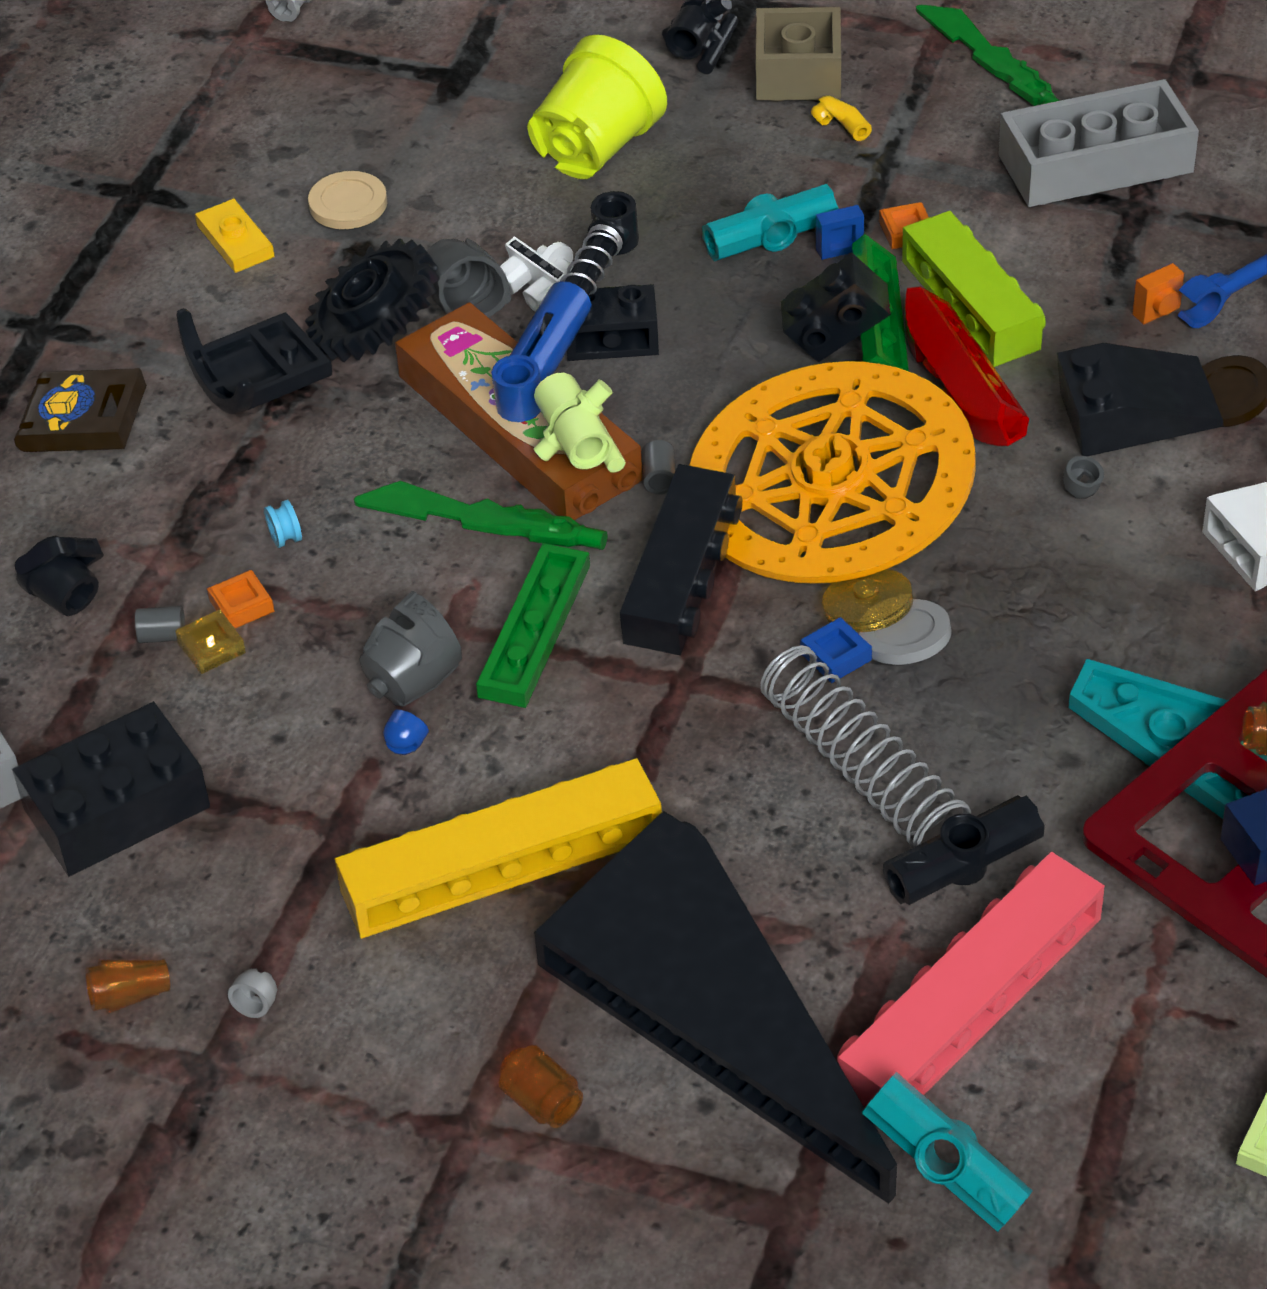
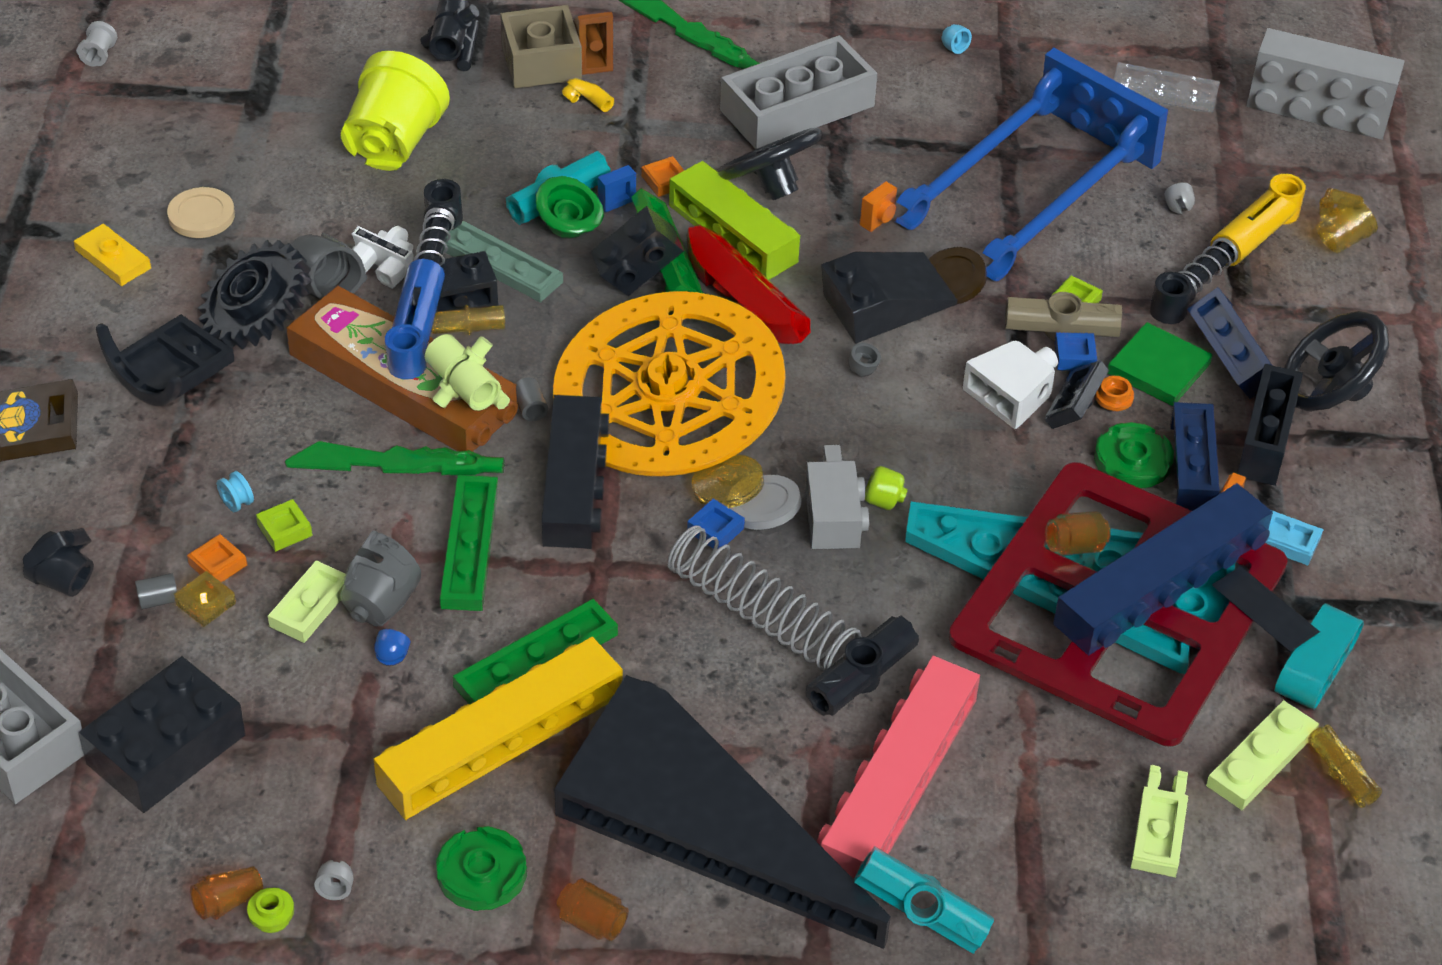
camera: 20 degrees left, 0 degrees up
(173, 1025) = (274, 919): none -> lime plate
(323, 665) = (308, 602): none -> yellowish green plate
(326, 571) = (284, 525): none -> lime plate
(429, 1012) = (481, 868): none -> green tile
(614, 364) = (469, 320): none -> clear yellow axle
(640, 739) = (535, 649): none -> green plate
(678, 300) = (508, 263): none -> sand green tile
(771, 245) = (568, 207): none -> green hat
(862, 56) = (596, 39): none -> dark orange slope
(990, 645) = (834, 502): none -> light grey hinge
(1037, 225) = (773, 163): none -> black piece
(1062, 638) = (885, 488): none -> lime piece

